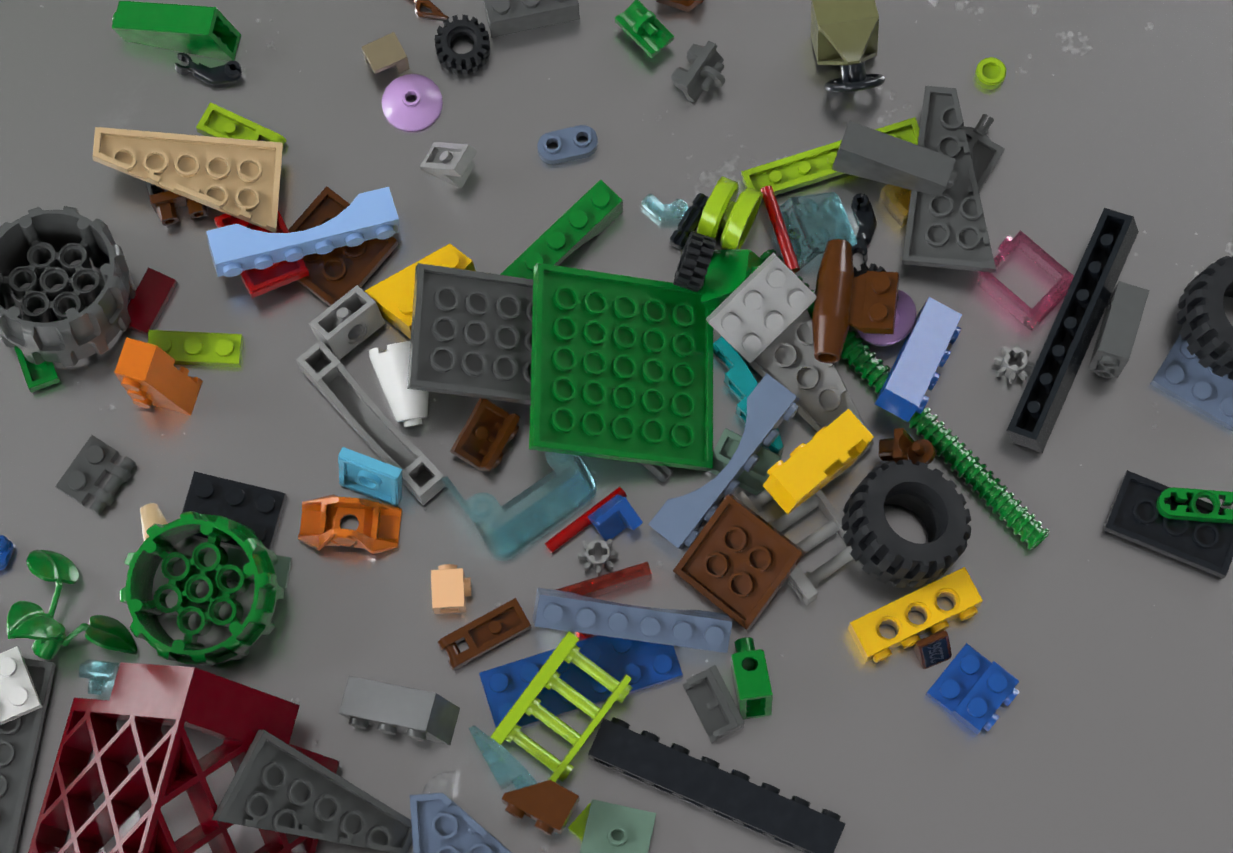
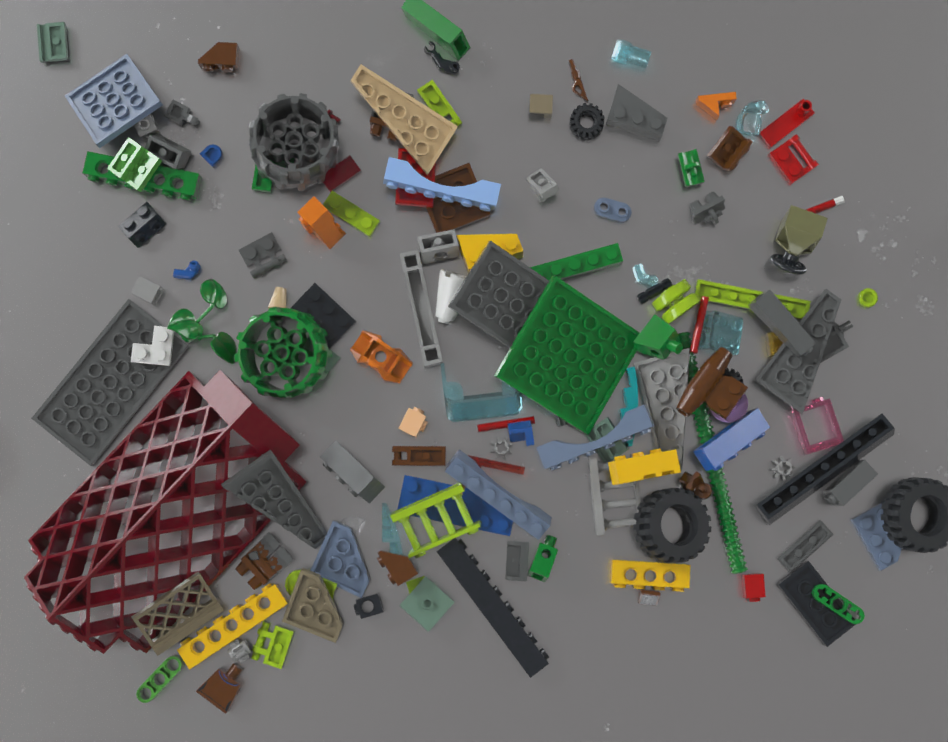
camera: 30 degrees right, 10 degrees up
(99, 673) = (208, 364): clear light blue tile -> none
(370, 476) = (404, 339): medium azure plate -> none
(412, 115) = (539, 147): lavender dish -> none
(485, 435) = (478, 350): reddish brown bracket -> none
(694, 261) = (642, 318): black tyre -> none
(739, 561) = (572, 494): reddish brown plate -> none
(761, 308) = (663, 365): light grey plate -> none
(866, 222) = (749, 345): black arm -> none
(973, 689) = (658, 630): blue plate -> none
(1071, 550) = (753, 586): none -> red brick
(1109, 455) = (805, 546): none -> dark grey tile

